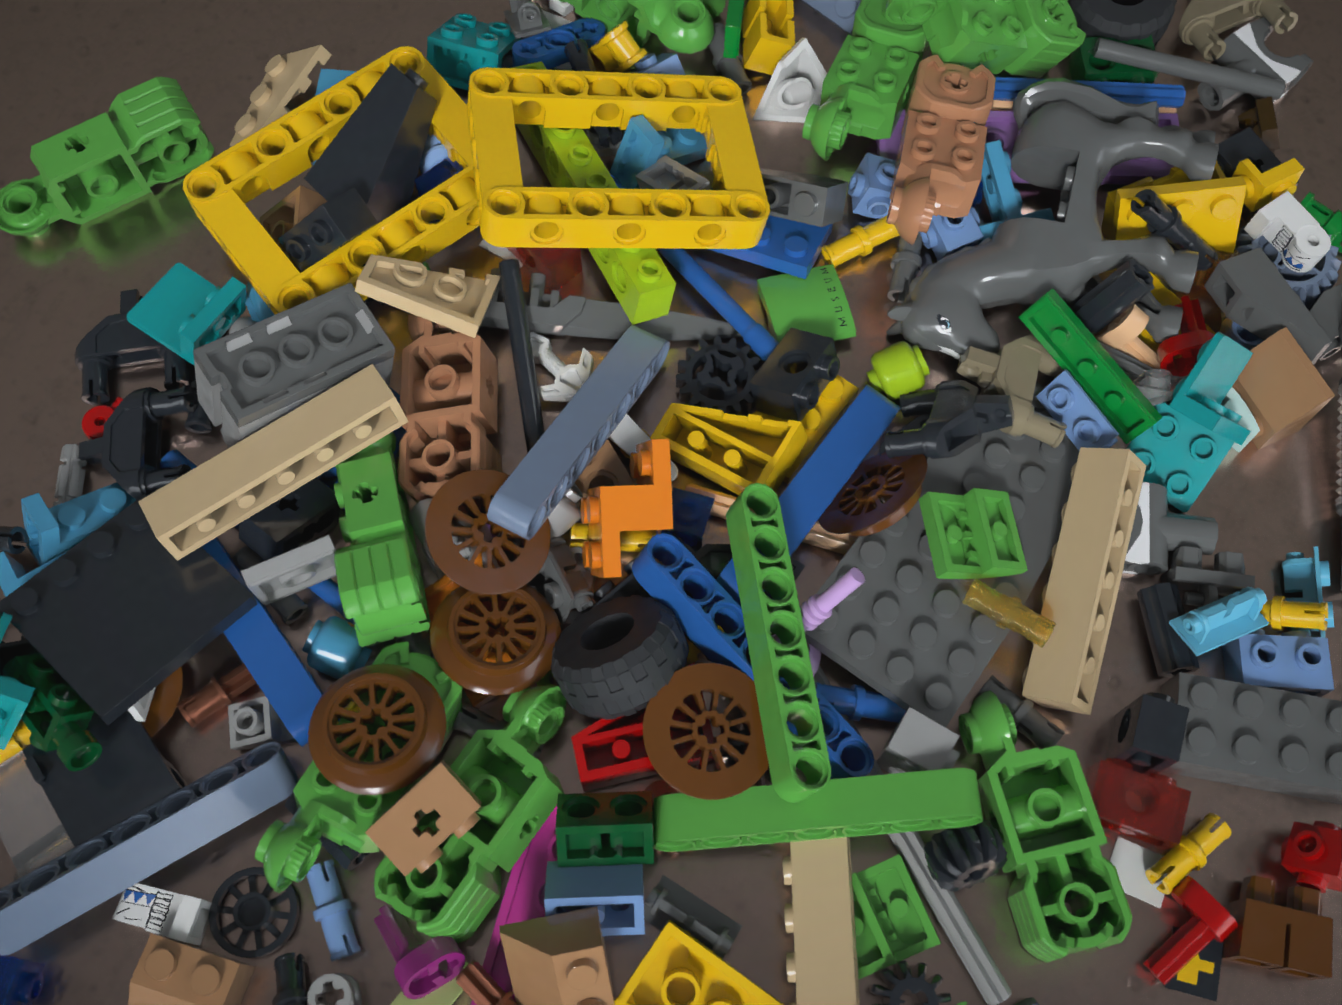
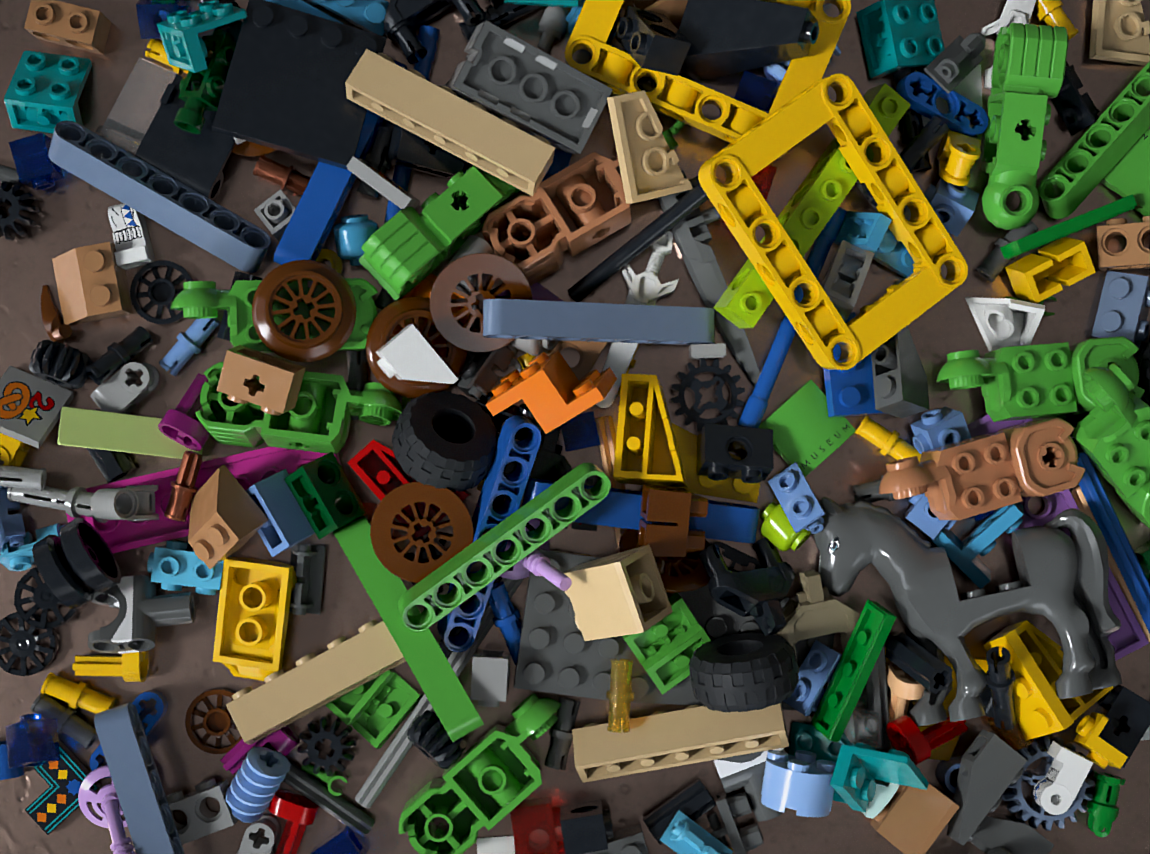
camera: 60 degrees right, 20 degrees up
(507, 629) = (413, 359): none -> white slope
(671, 355) = (707, 351): none -> light grey tile
(829, 443) = (667, 521): none -> reddish brown hips
(877, 337) = (798, 500): none -> medium blue hinge
(897, 545) = (618, 594): none -> tan slope
(1045, 460) = (743, 672): none -> black tyre
(1193, 473) = (798, 783): none -> light blue brick

